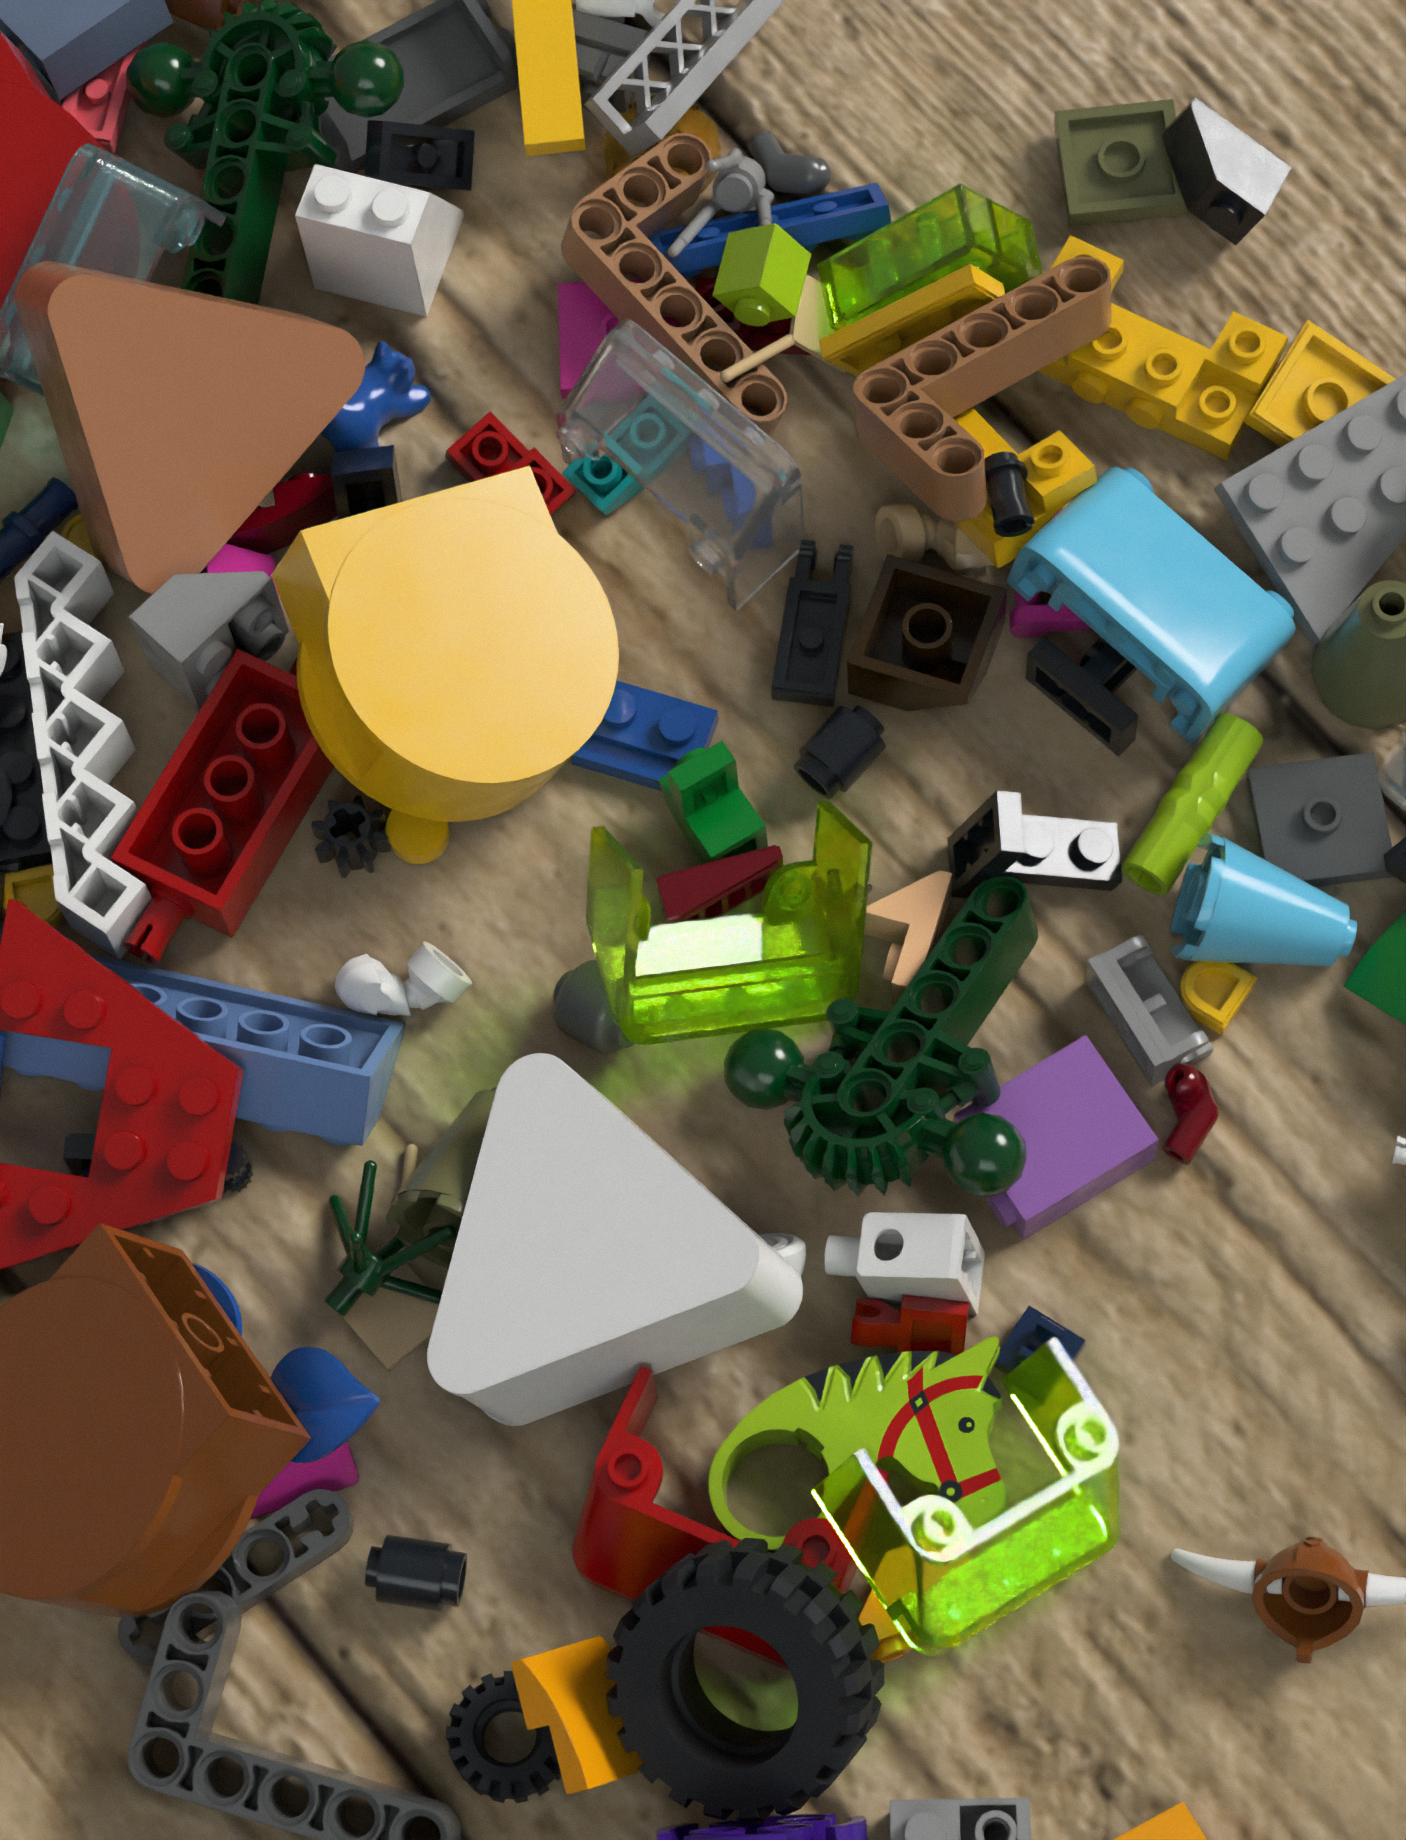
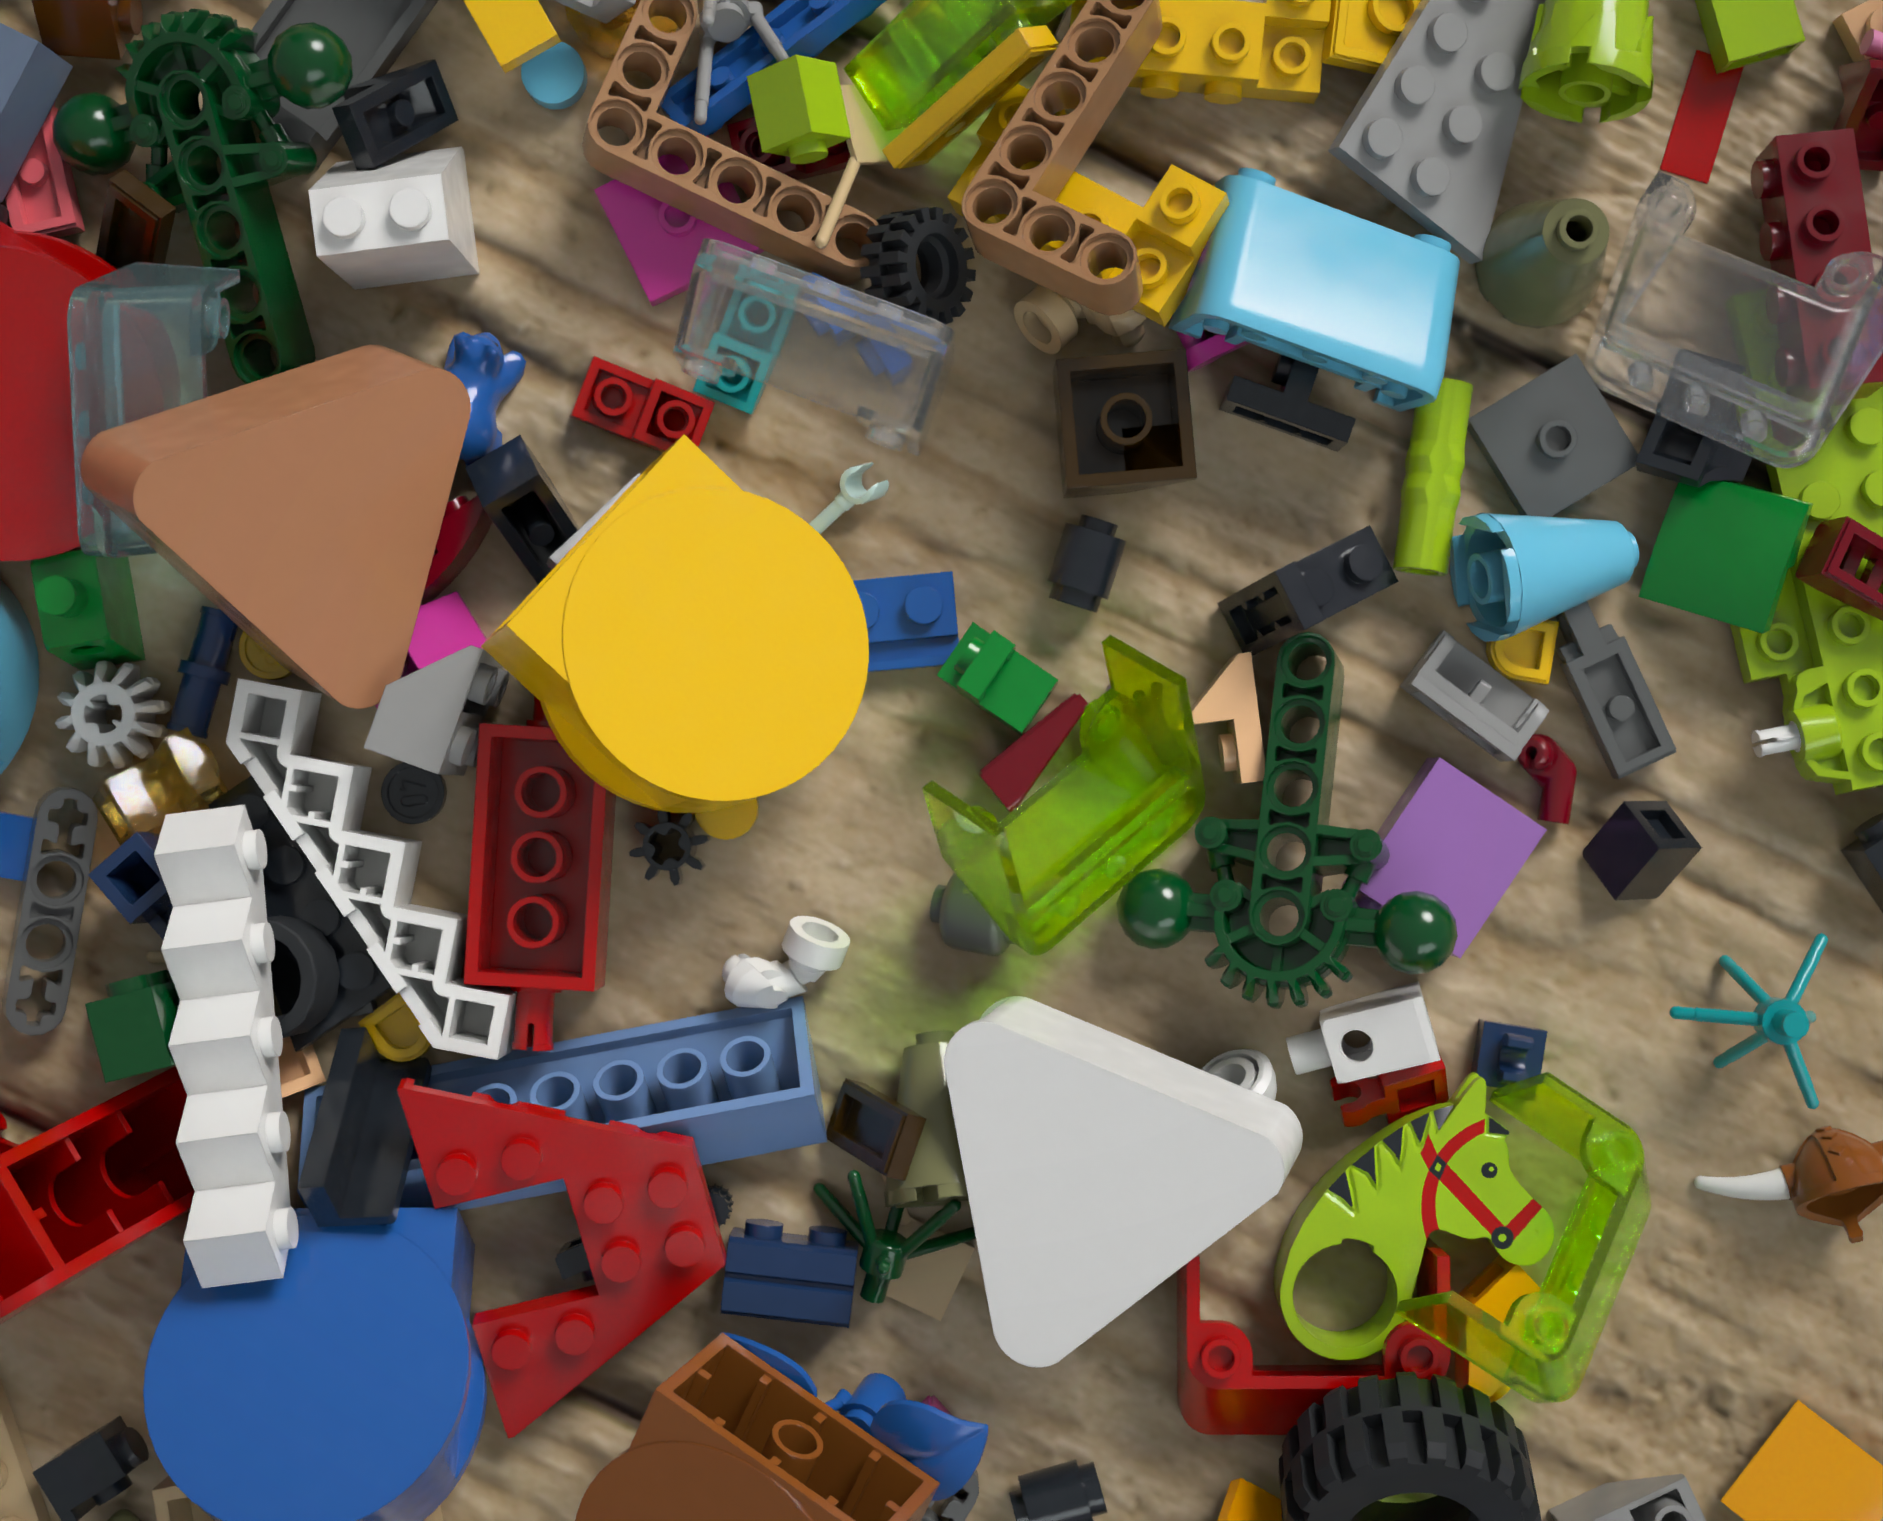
camera: 30 degrees left, 20 degrees up
(150, 708) = (413, 794): none -> black piece
(163, 144) = (134, 223): none -> dark brown tile
(270, 1255) = (790, 1274): none -> dark blue brick
(411, 1145) = (875, 1129): none -> dark brown tile
(566, 182) = (555, 77): none -> medium azure tile
(661, 609) = (851, 493): none -> light aqua hand
(813, 630) = (1005, 449): black hinge -> none
(829, 431) = (941, 259): none -> black tyre
(1008, 494) = (1158, 261): black pin -> none
(1246, 1210) = (1640, 850): none -> black panel
(1279, 1061) = (1611, 693): none -> dark grey hinge
(1302, 1398) = (1773, 1019): none -> teal plant

